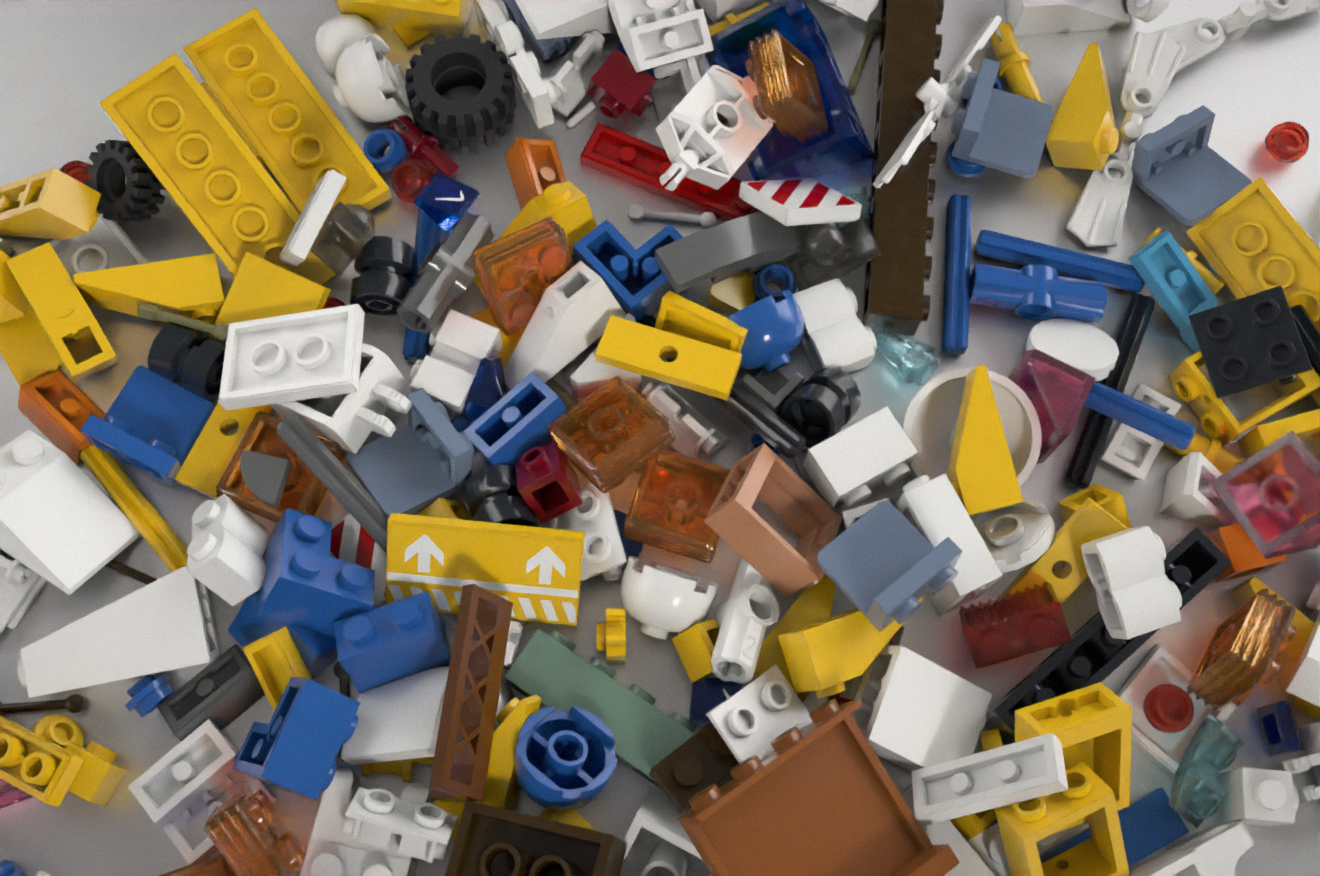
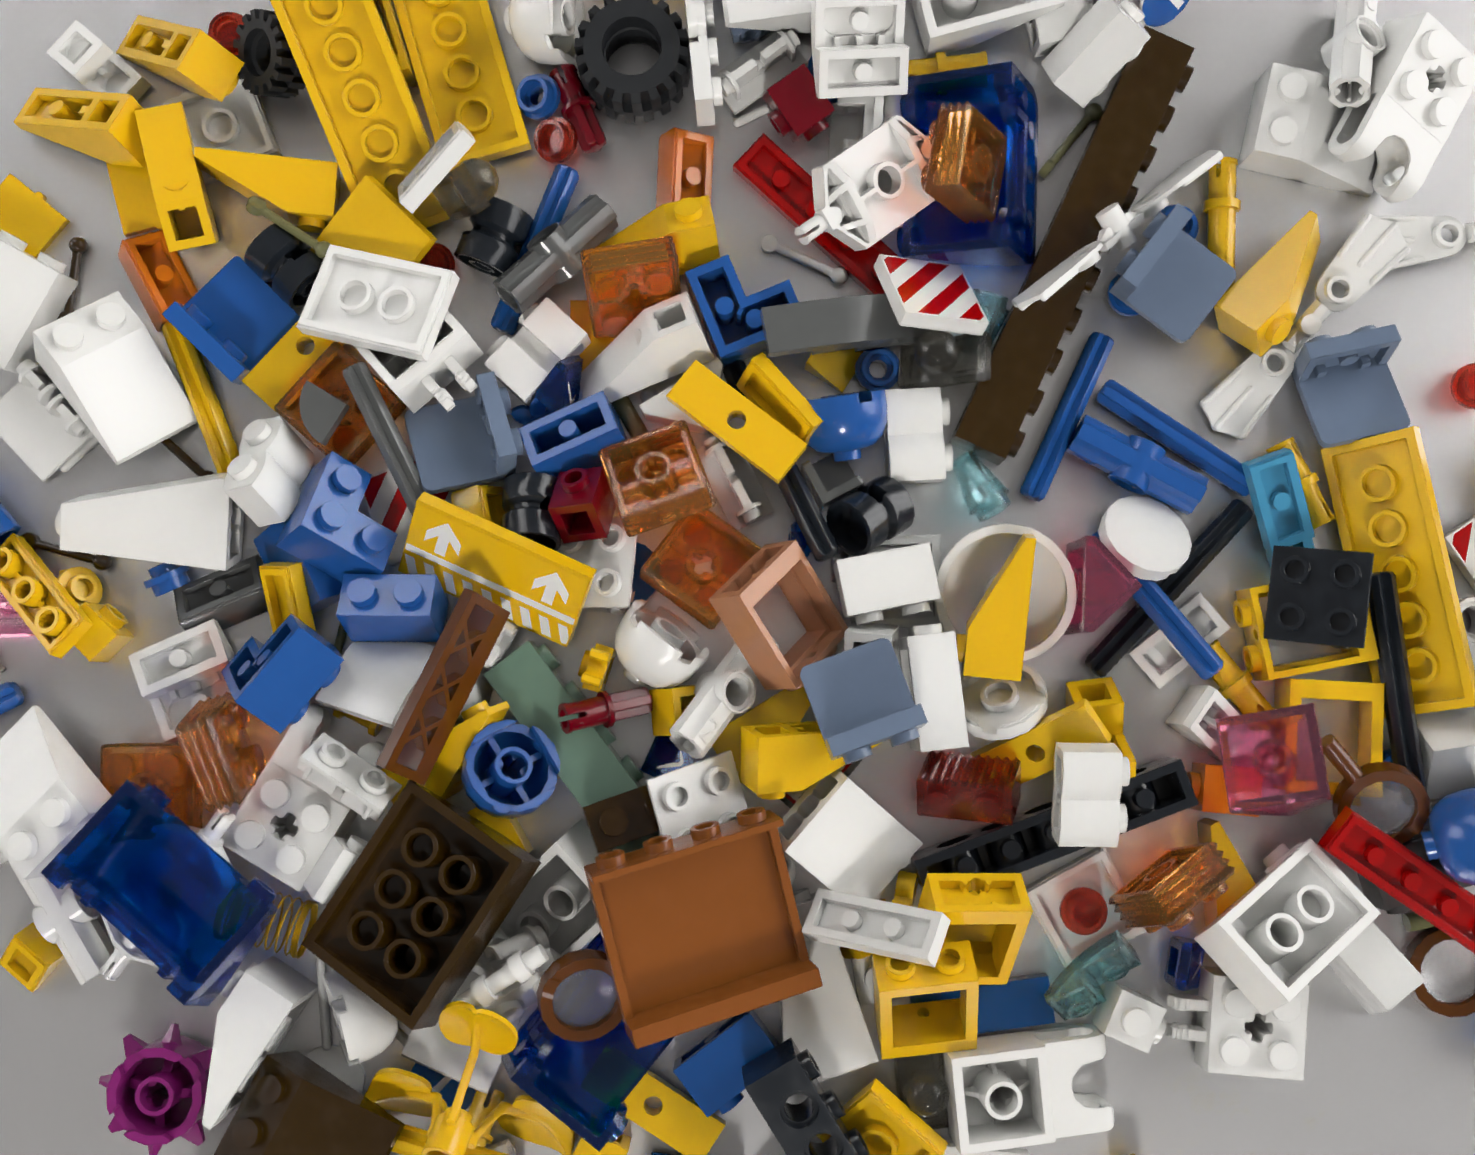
camera: 25 degrees right, 15 degrees up
(445, 200) = (580, 175): clear blue slope -> none
(636, 668) = (605, 709): none -> dark red axle

